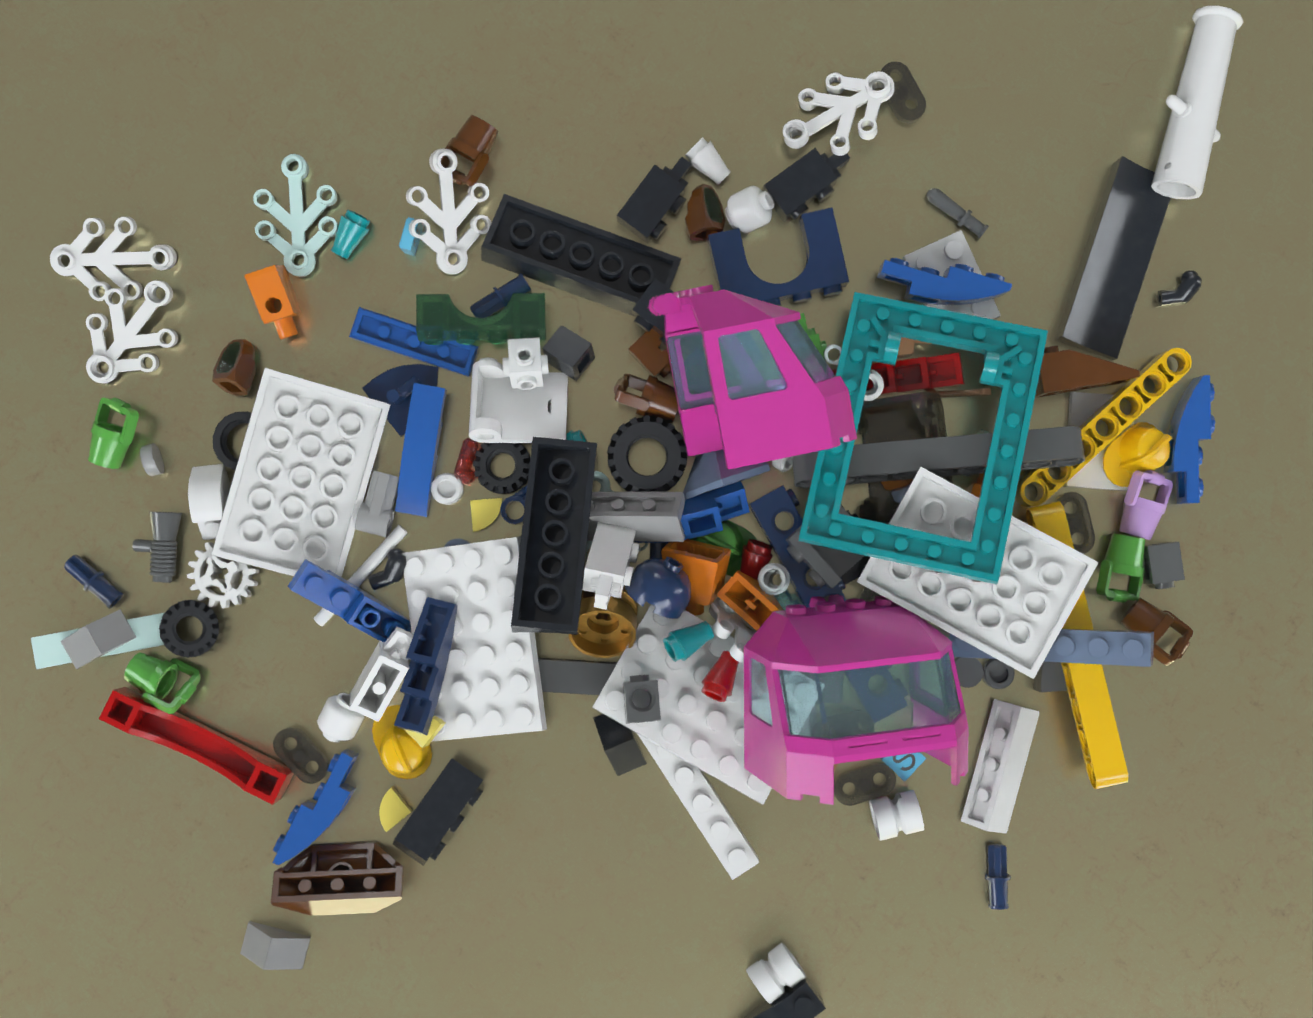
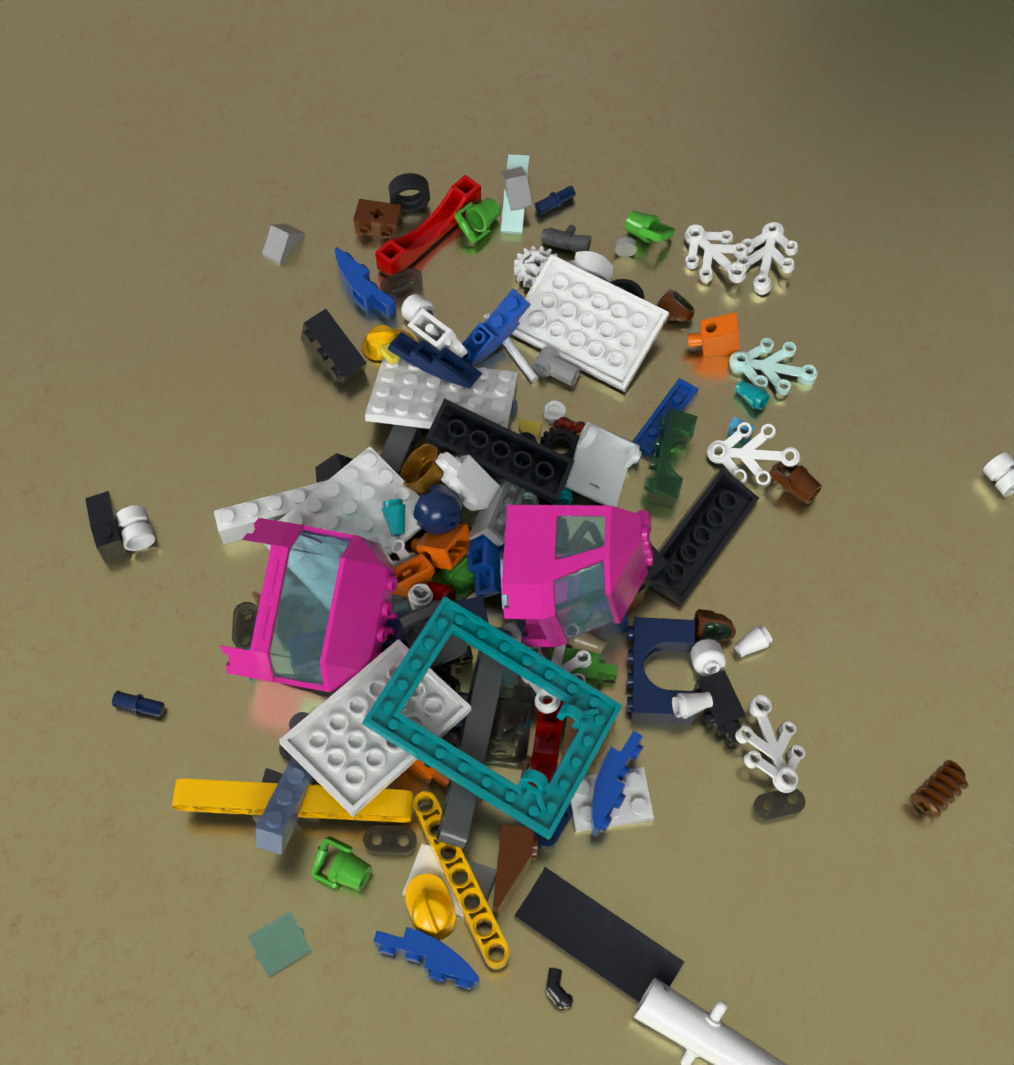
camera: 110 degrees right, 25 degrees down
(147, 791) = (405, 182): none -> black tyre
(189, 648) = (506, 228): black tyre -> none
(193, 839) = (378, 218): none -> reddish brown brick
(338, 880) = (312, 280): reddish brown wedge -> none
(392, 572) = (506, 363): black arm -> none
(393, 809) = (348, 326): light yellow tile -> none
(396, 389) = (630, 405): dark blue shield -> none
(420, 449) = (587, 398): blue slope -> none
(499, 297) = (687, 487): dark blue axle -> none
(525, 363) = (629, 475): white brick -> none
(569, 352) = (633, 502): black panel -> none
(635, 714) = (360, 461): dark grey brick -> none
(655, 200) = (730, 595): black hinge -> none
(721, 678) = (358, 526): red cone -> none
(826, 214) = (688, 704): none -> white cone
(896, 815) = (213, 634): white wheel -> none
(947, 205) = (664, 823): dark grey piece -> none
(1000, 767) = (219, 730): white panel -> none
(1140, 514) = (382, 897): lavender piece -> none
(1148, 618) = (287, 876): reddish brown piece -> none
(1163, 564) = (333, 900): dark grey brick -> none
(1218, 609) = (279, 944): none -> clear light blue piece

